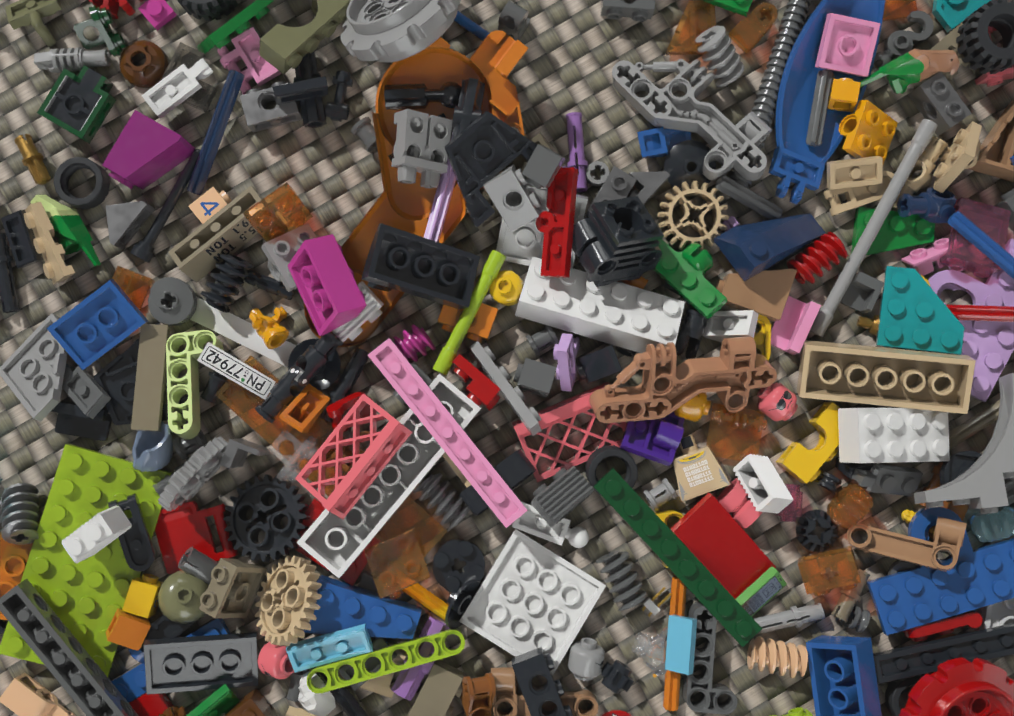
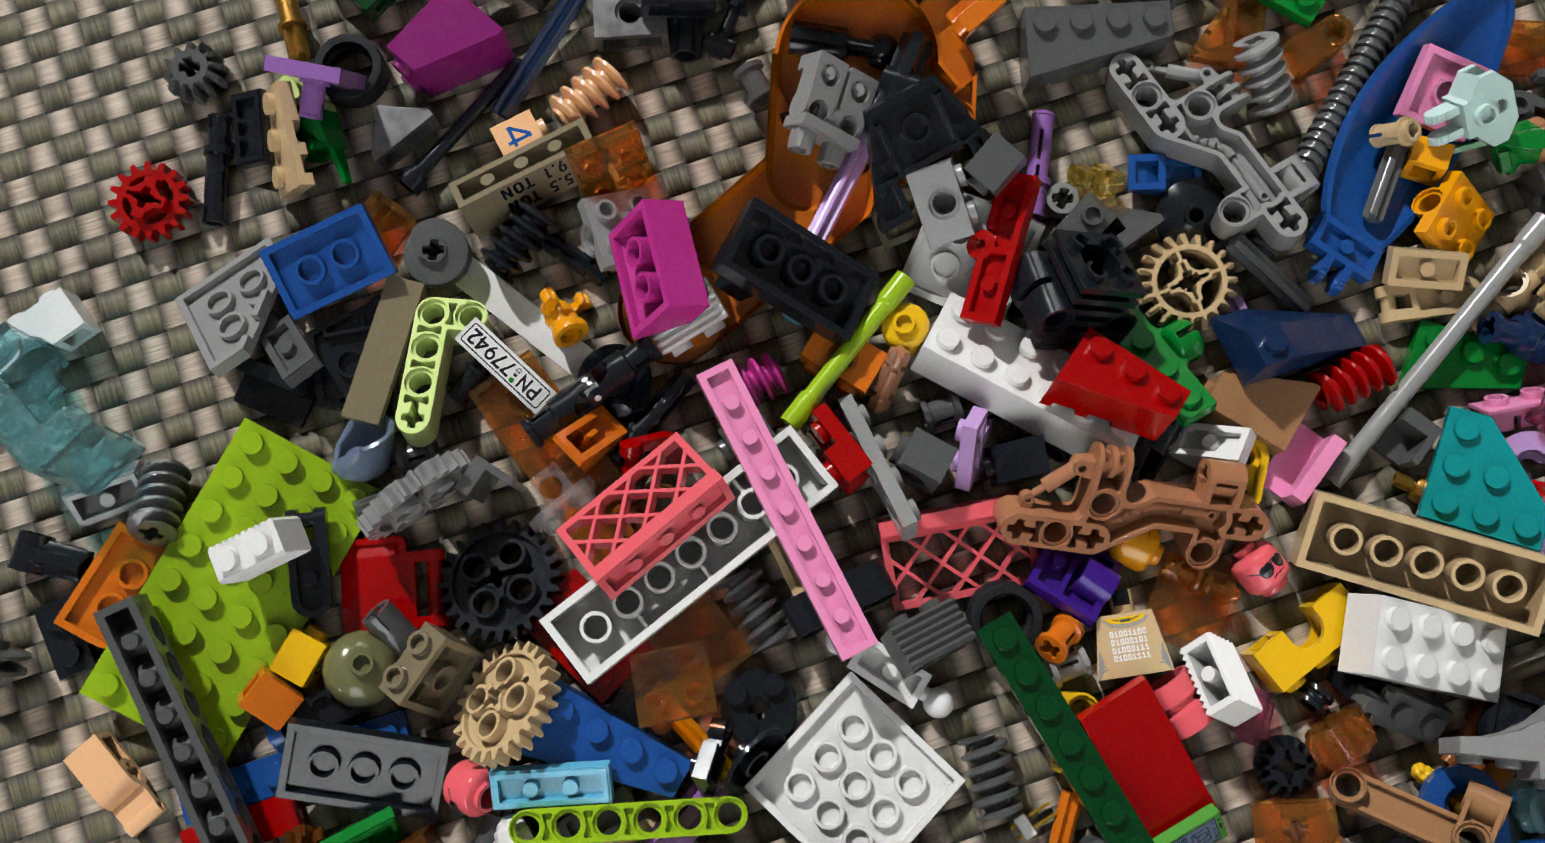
camera: 15 degrees right, 5 degrees down
(58, 200) = (315, 80): none -> medium lavender tile
(251, 166) = (587, 93): none -> light nougat piece
(431, 611) = (708, 763): none -> black plate
(501, 325) = (888, 379): none -> nougat axle
(592, 54) = (1086, 37): none -> dark grey wedge
(620, 154) = (1100, 178): none -> clear yellow plate
(650, 478) = (1062, 634): none -> orange bush
(655, 303) = (1116, 387): none -> red wedge
(822, 80) = (1403, 132): none -> tan pin
(868, 55) = (1474, 109): none -> light aqua hinge

